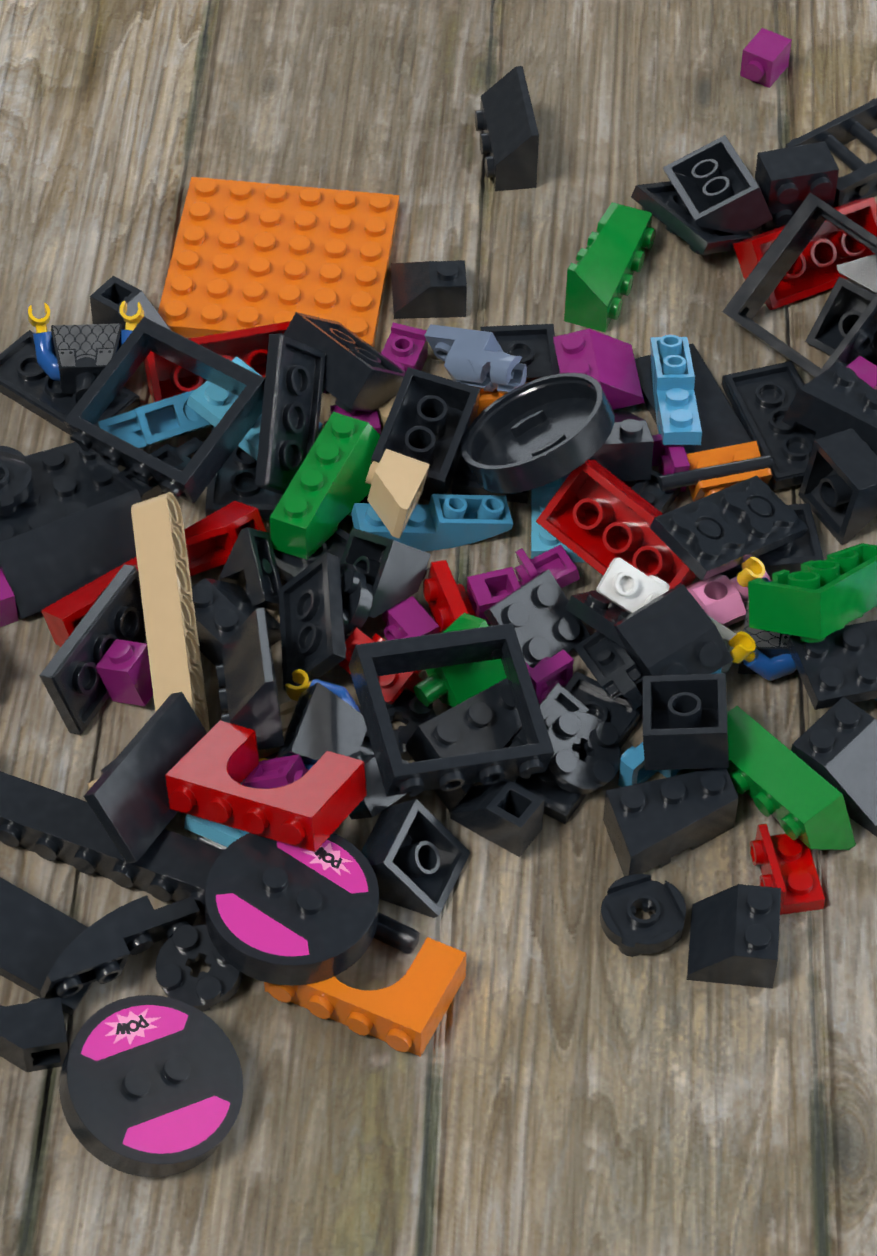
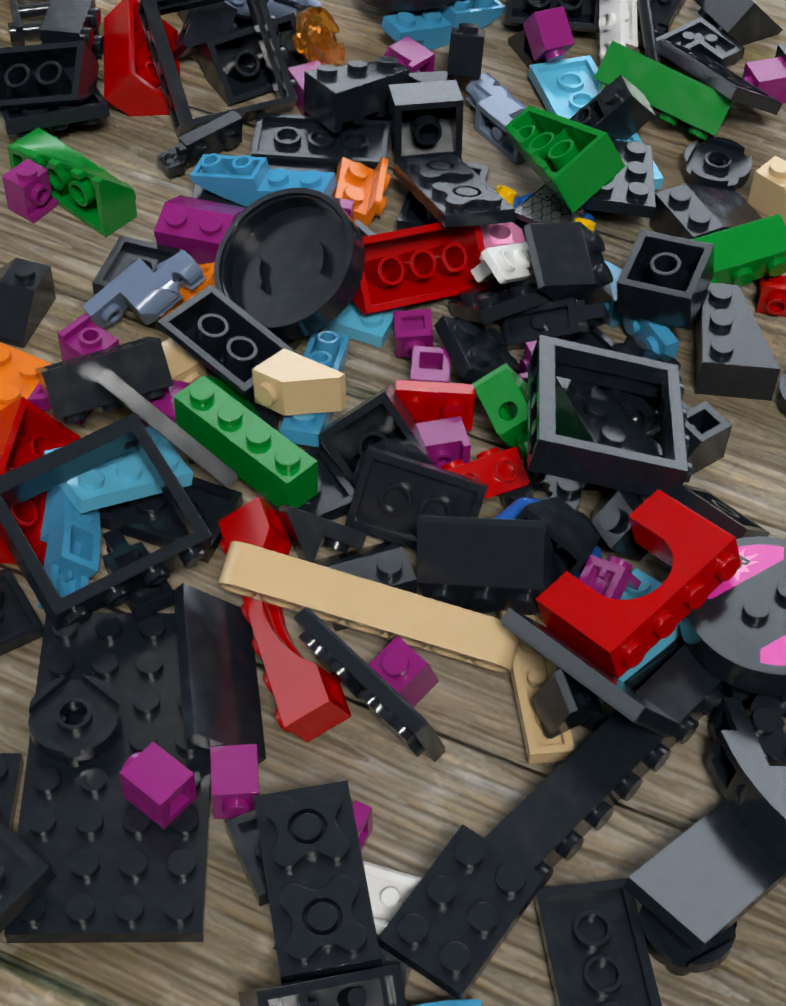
camera: 70 degrees left, 0 degrees up
(570, 237) = (29, 191): none -> magenta brick
(692, 477) = (367, 190): black bar -> none
(719, 337) = (210, 138): none -> black hinge

